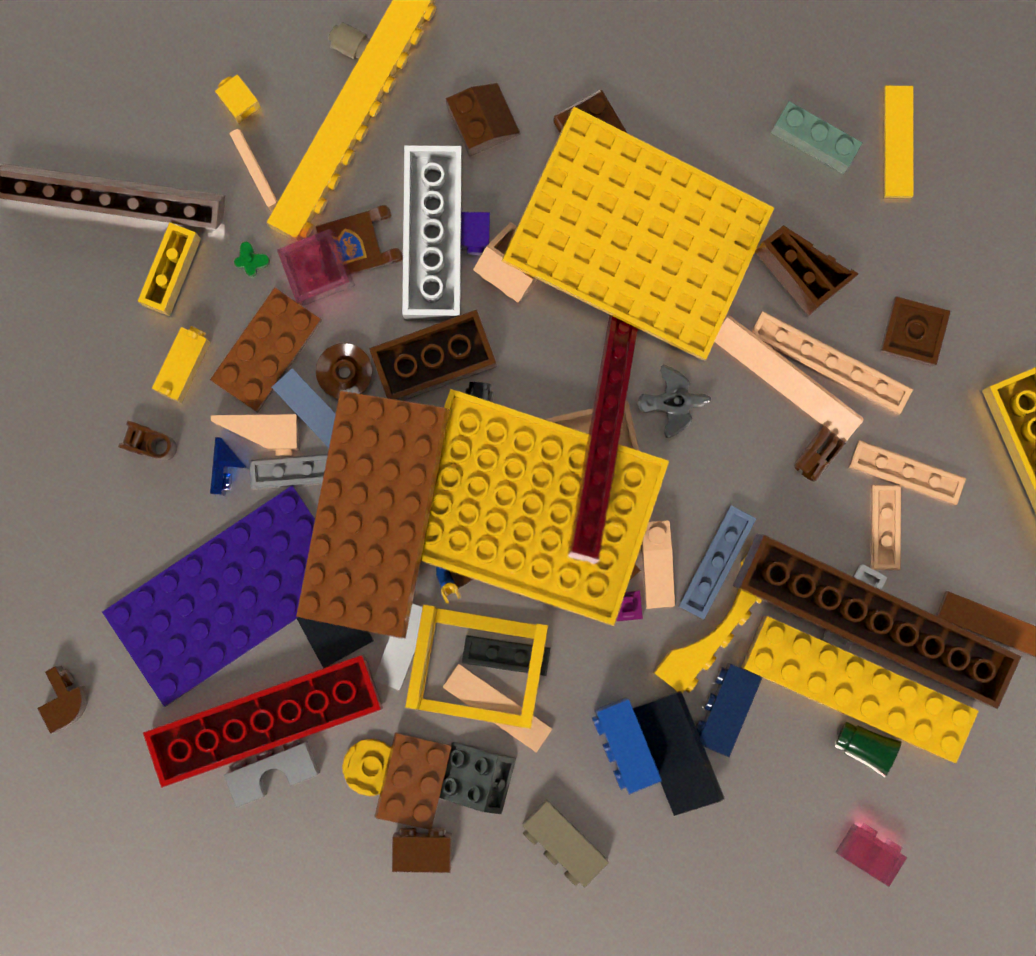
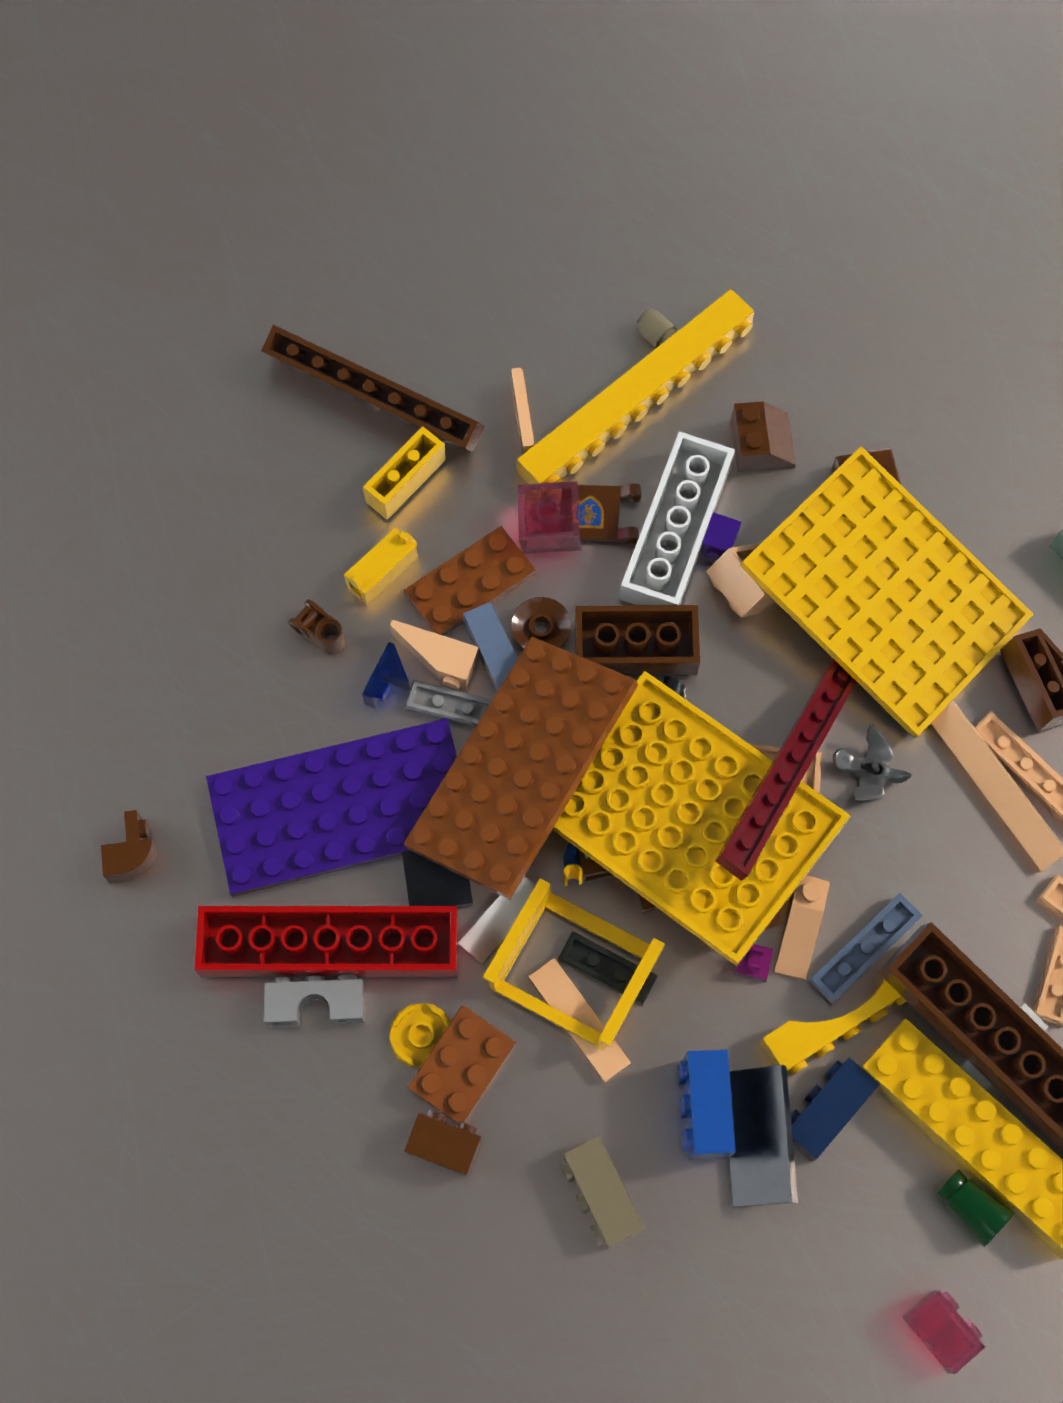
camera: 20 degrees right, 15 degrees down
(237, 98) = (530, 345): yellow brick -> none
(249, 260) = (486, 495): green piece -> none
(477, 778) = (532, 1087): pearl dark grey bracket -> none
(819, 454) = (1009, 873): reddish brown arm -> none

